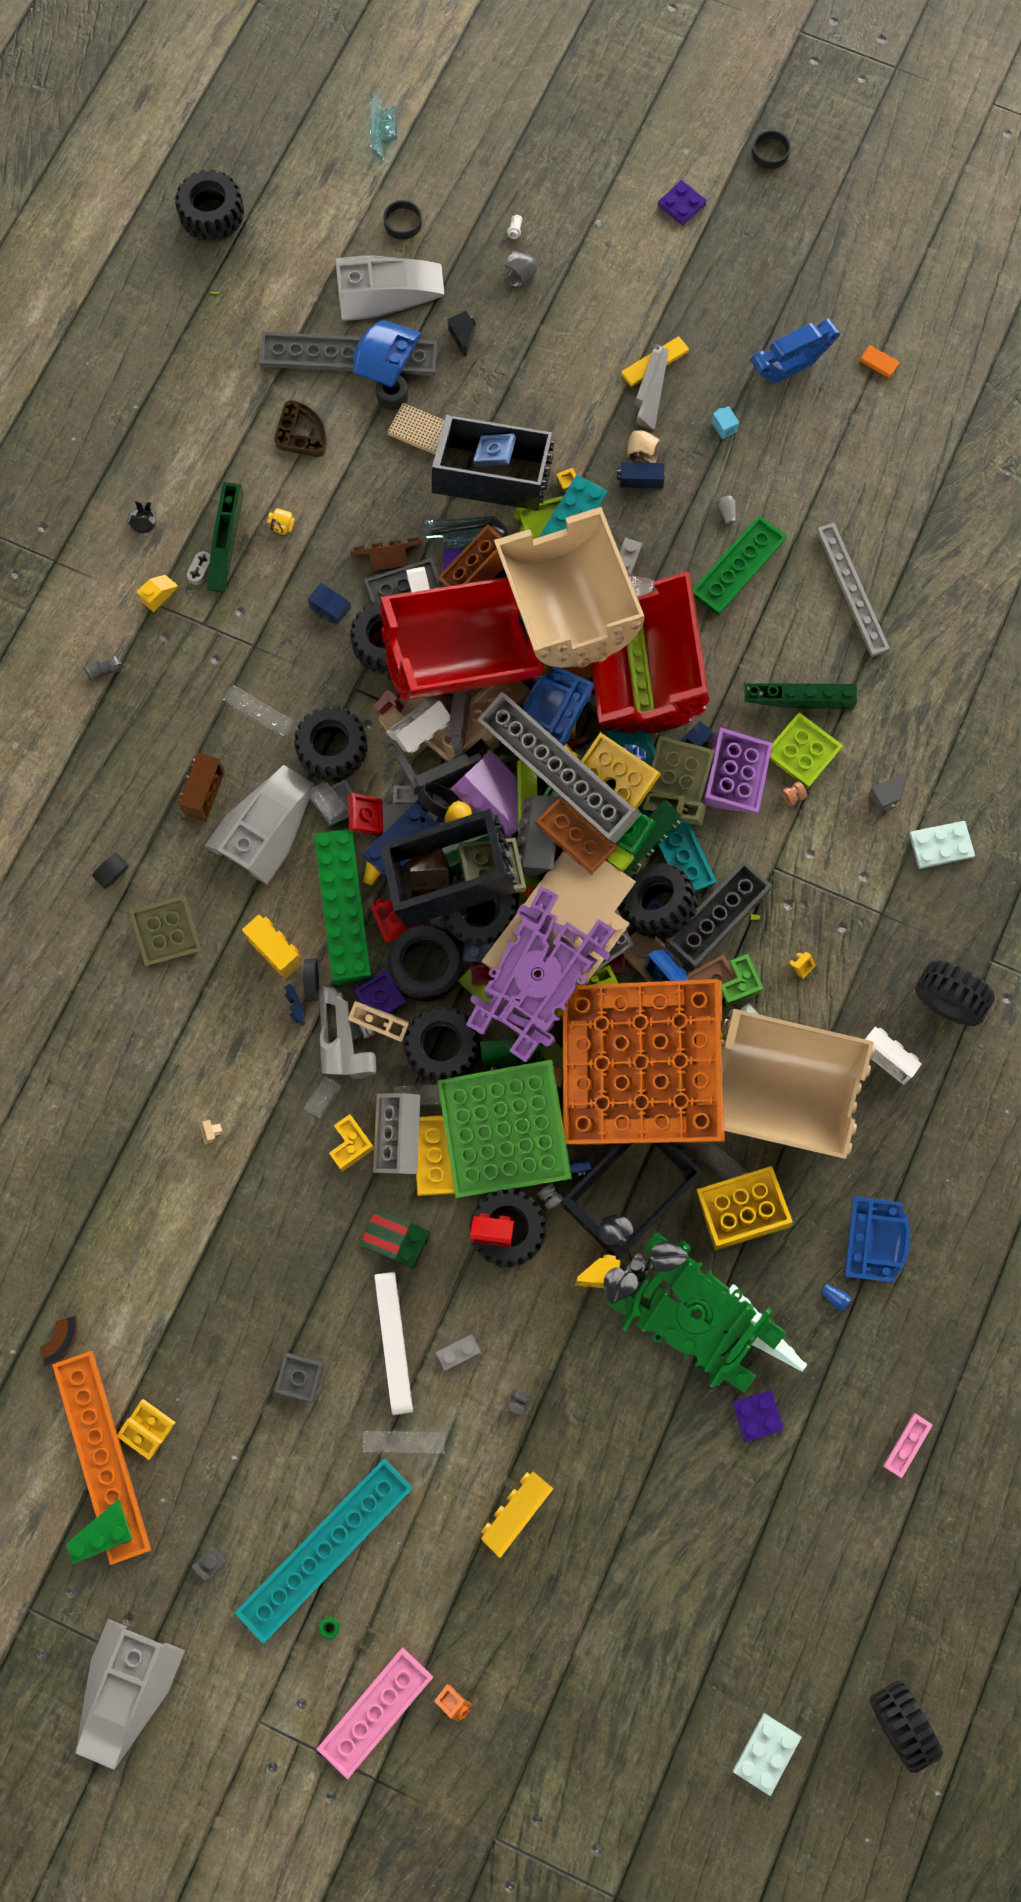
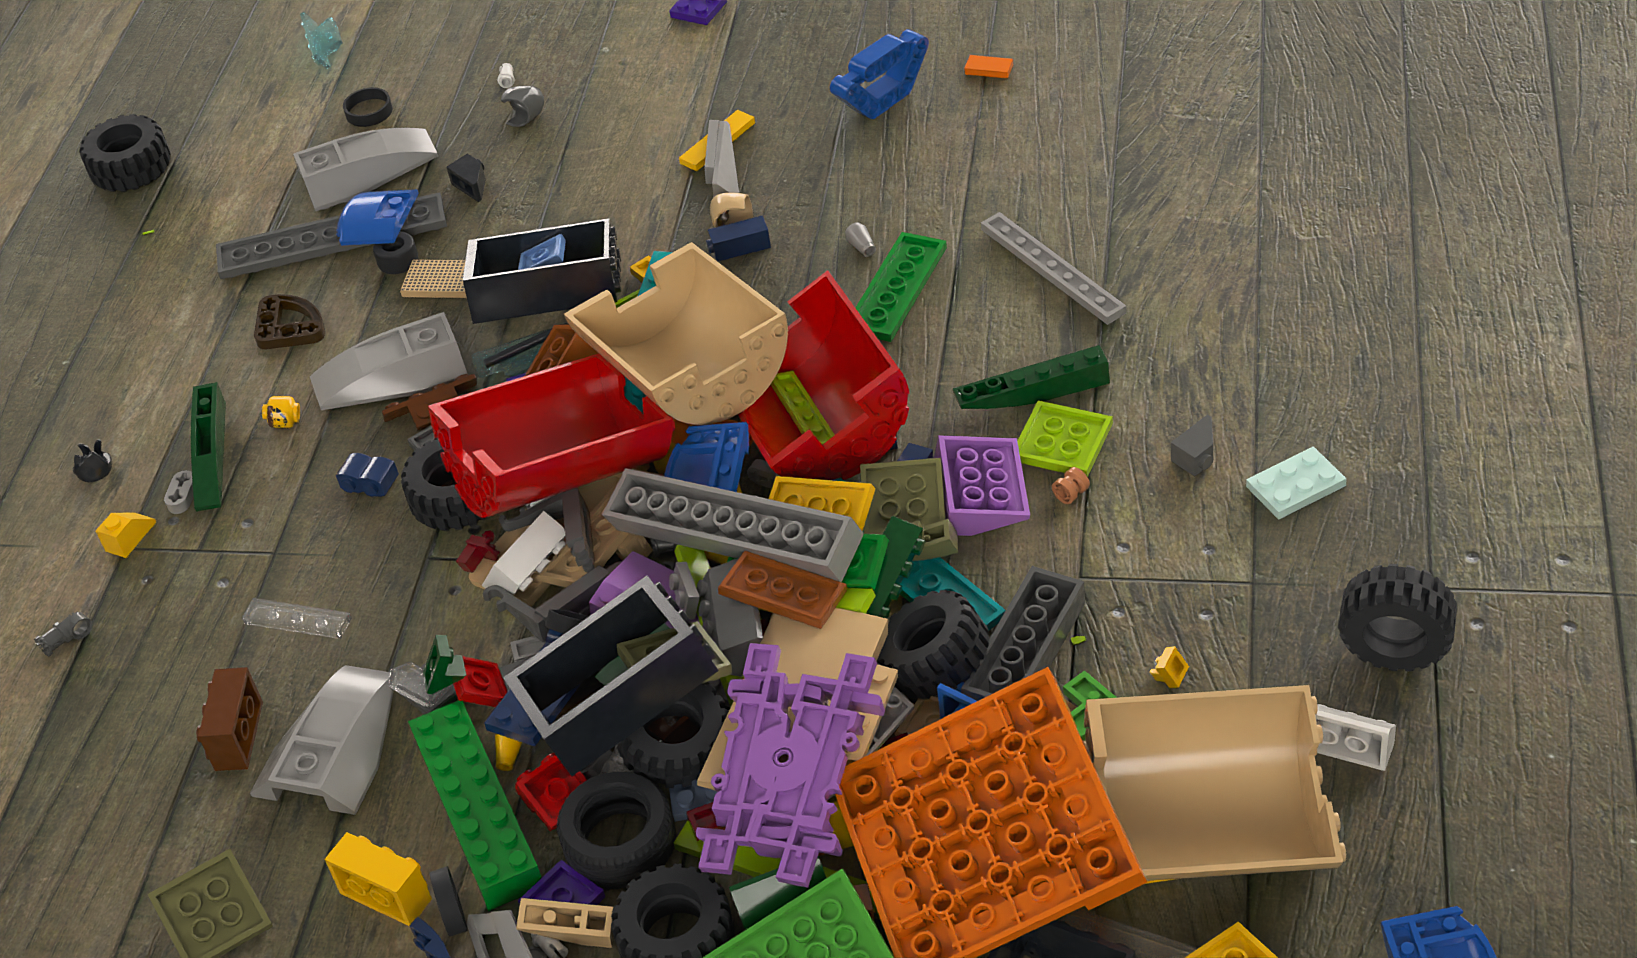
camera: 10 degrees left, 30 degrees down
(110, 870) = (111, 862): black tyre -> none
(324, 721) = (400, 592): black tyre -> none
(344, 805) = (442, 666): none -> dark green slope
(367, 505) = (391, 365): none -> light grey wedge
(514, 806) = (684, 589): none -> light grey plate
(725, 422) = (824, 164): medium azure brick -> none

